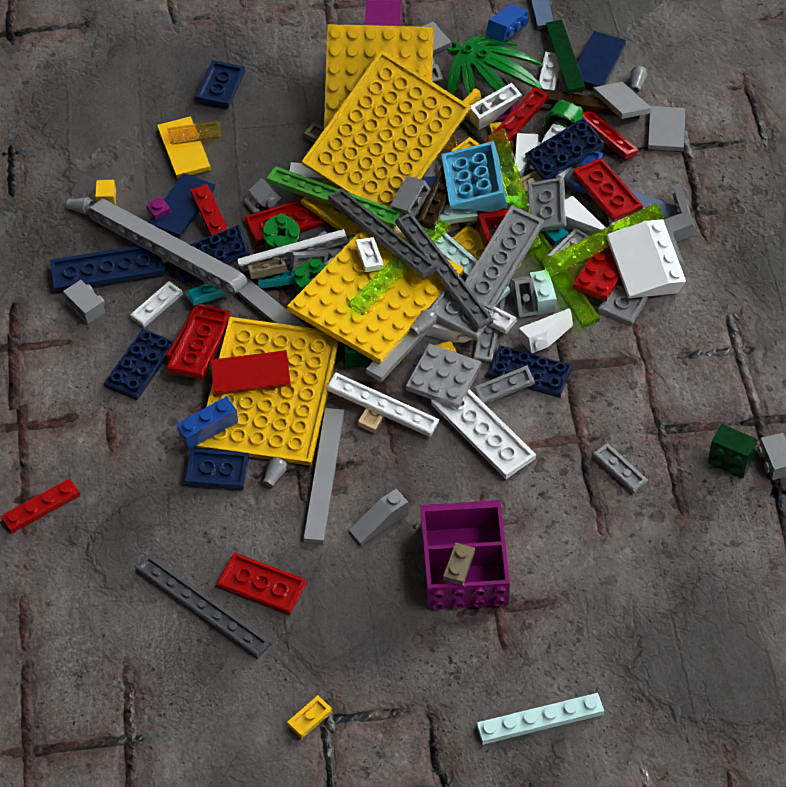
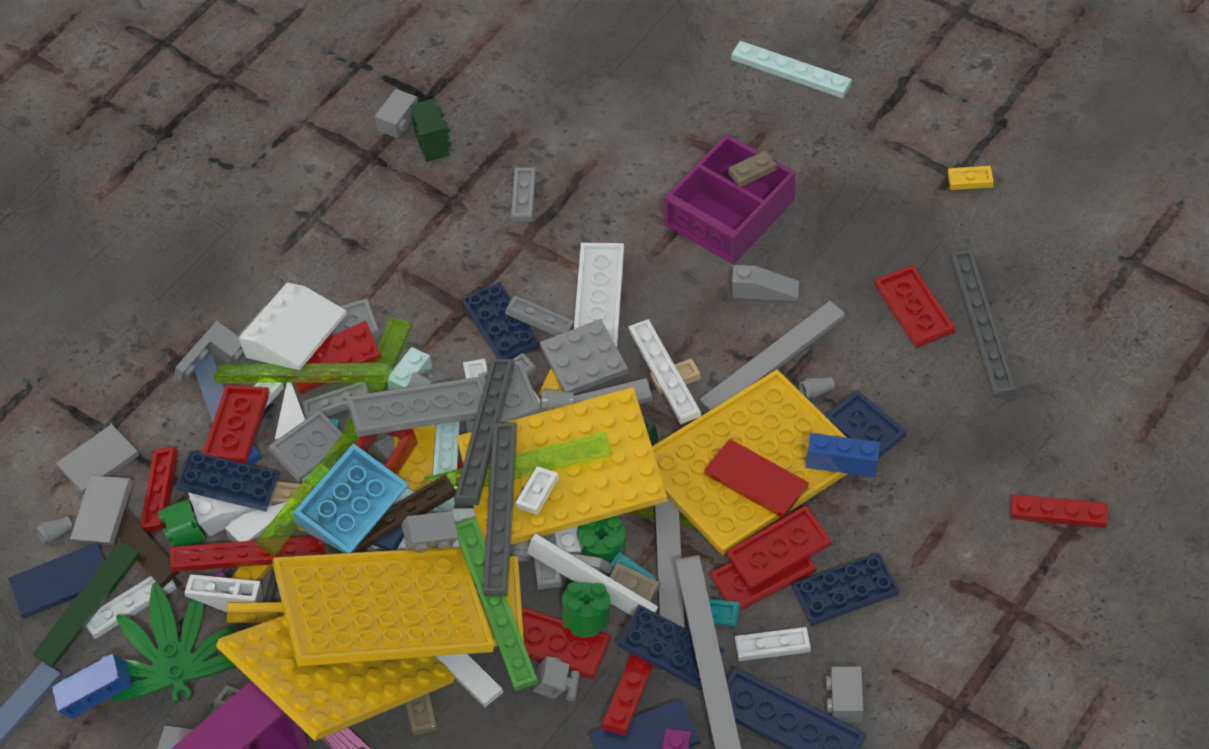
camera: 135 degrees left, 0 degrees up
(545, 331) = (454, 336): white slope -> none

